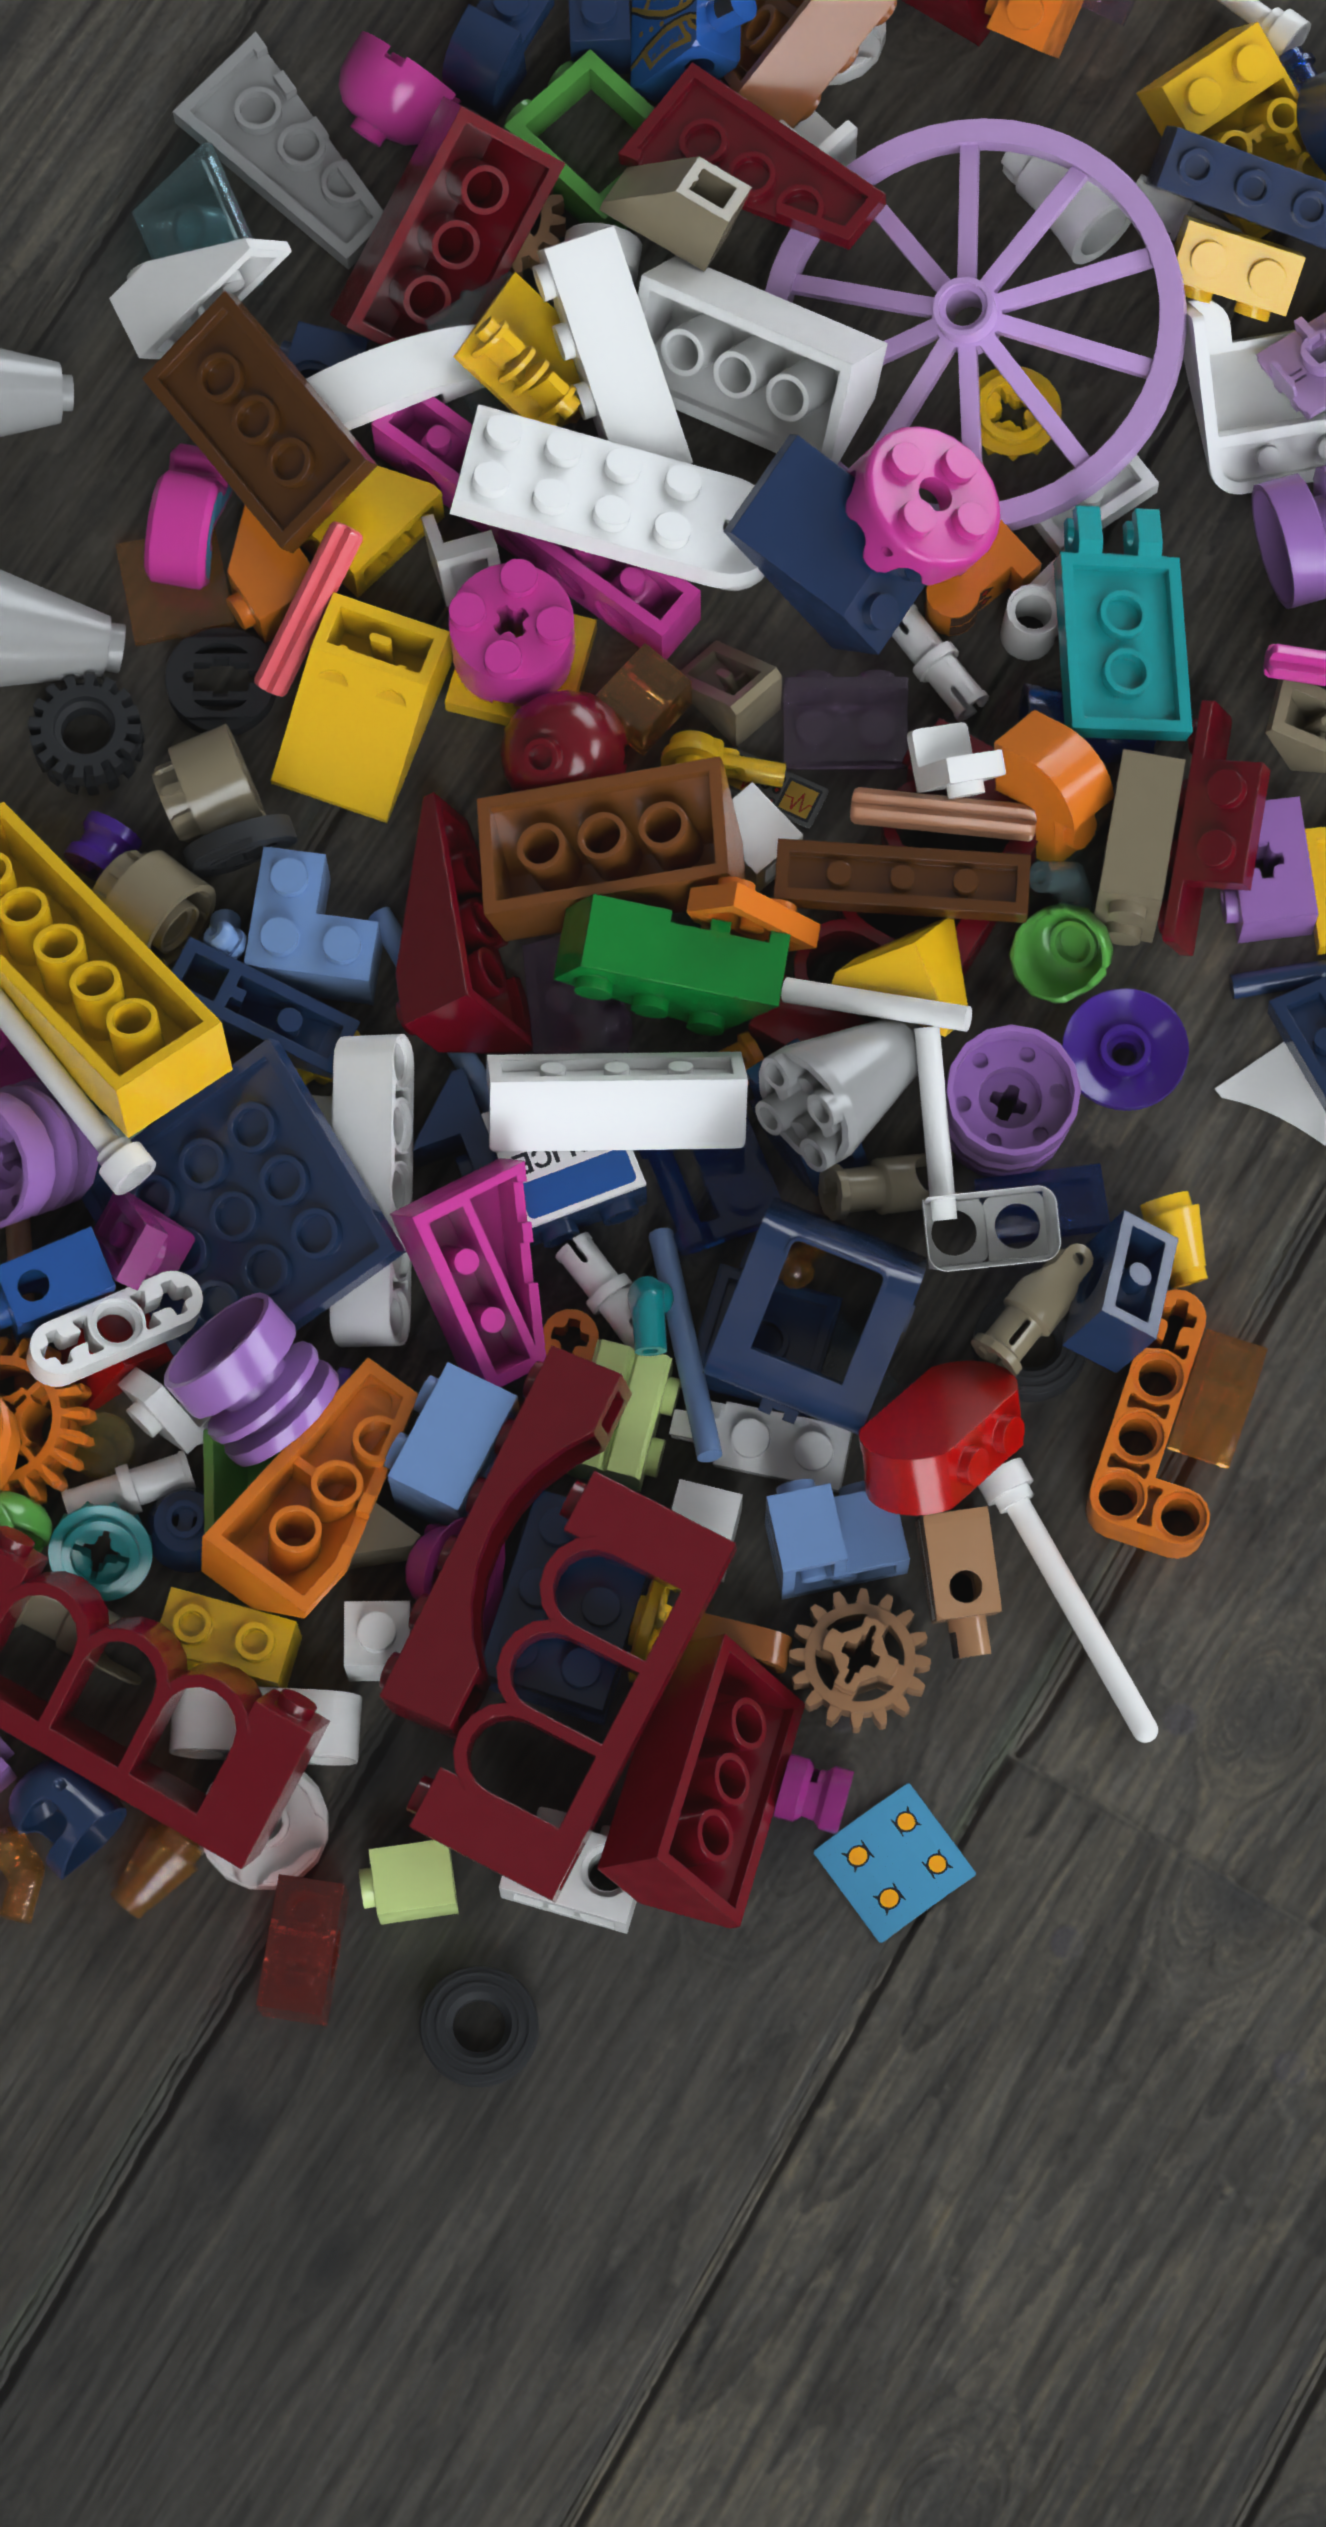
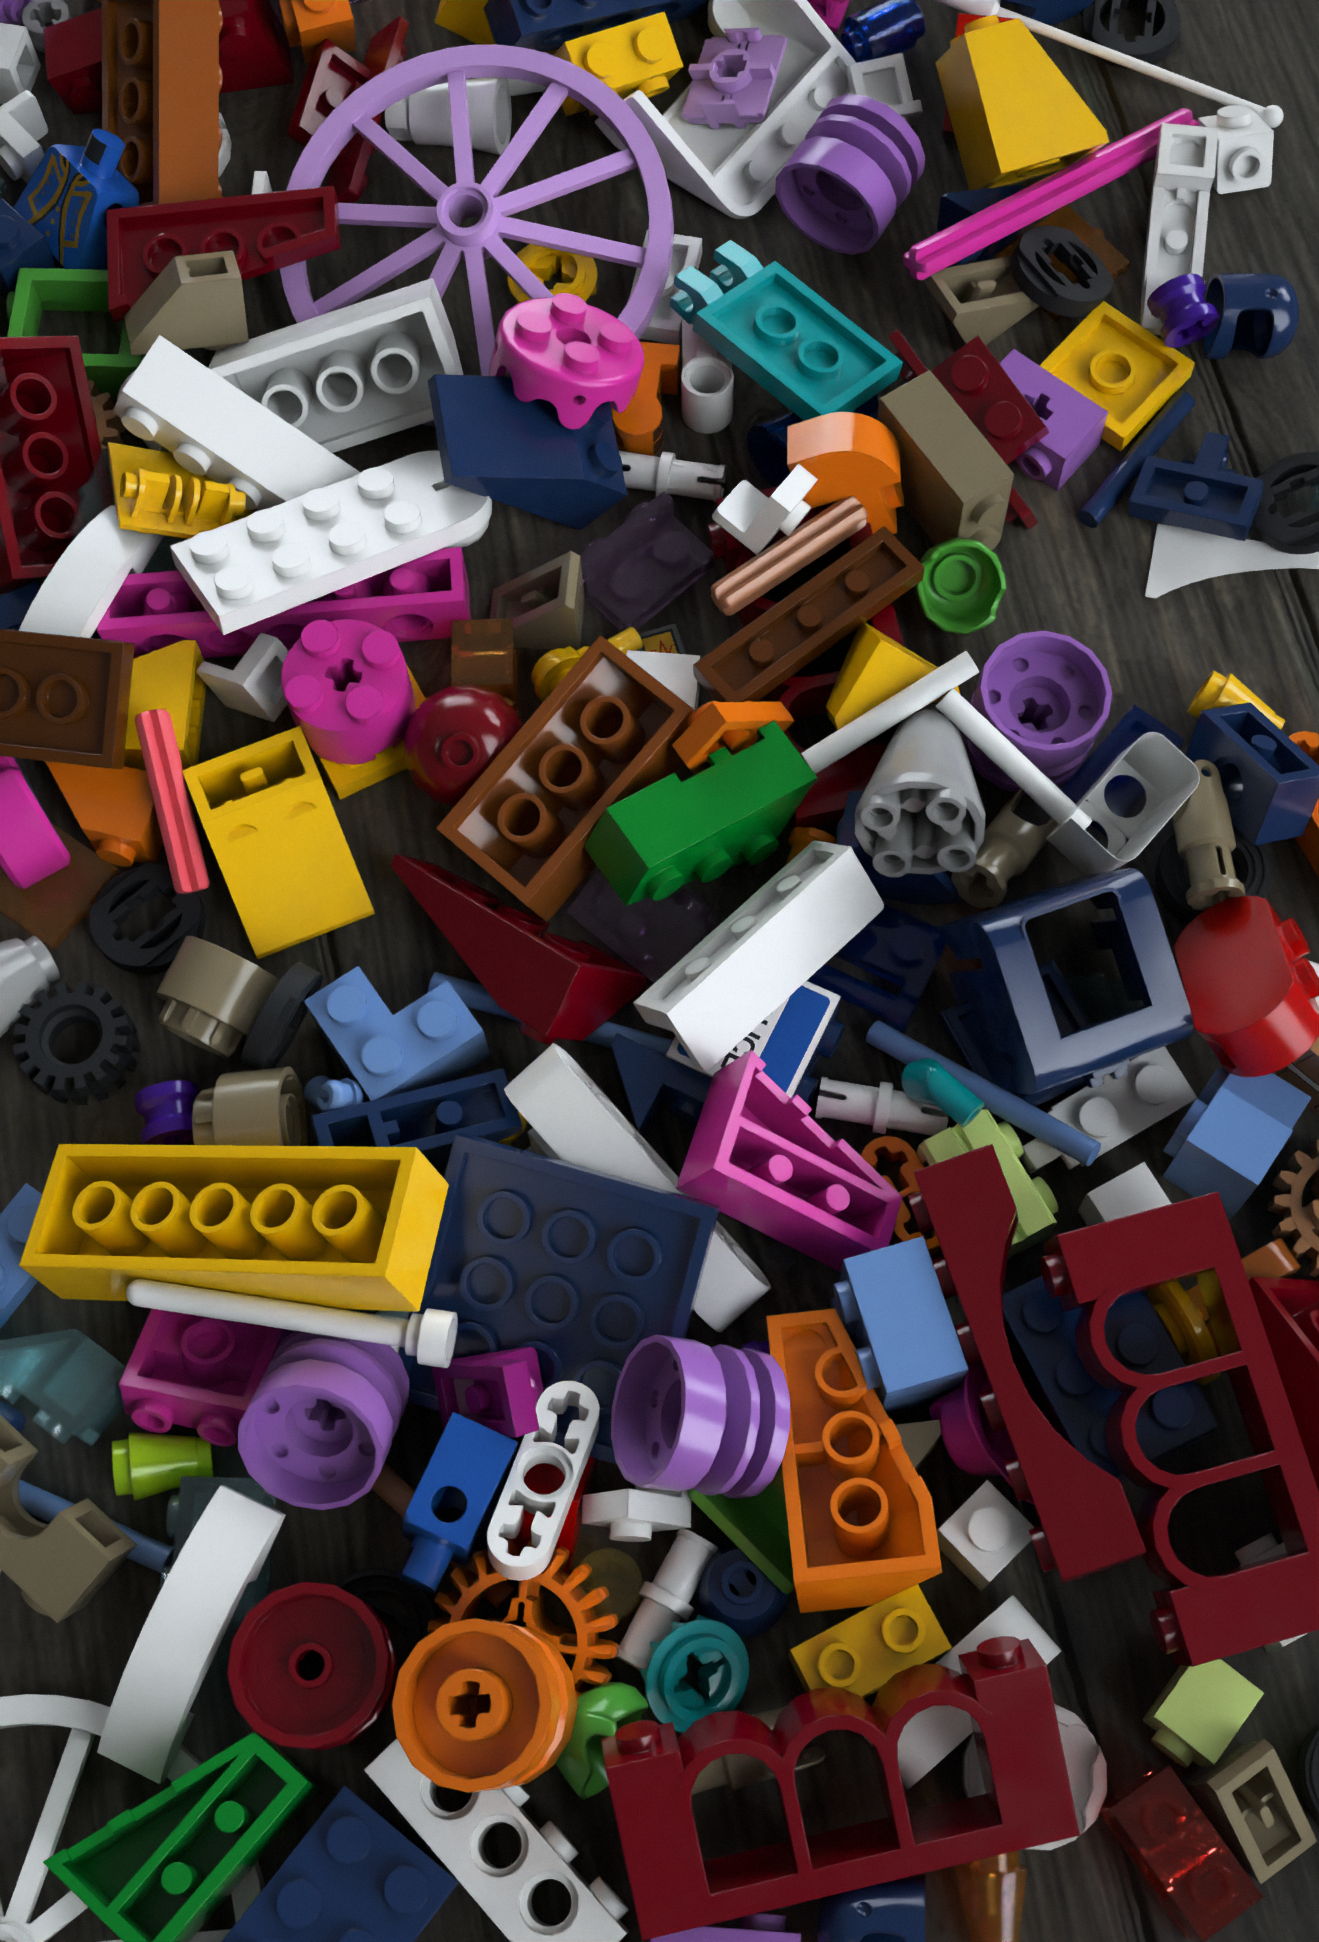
camera: 40 degrees left, 5 degrees down
(382, 1974) = (1255, 1808): none -> dark tan slope
(992, 88) = (328, 83): none -> dark red bracket
(1063, 881) = (915, 535): clear light blue arm -> none
(1132, 1022) = (1073, 594): dark purple dish -> none

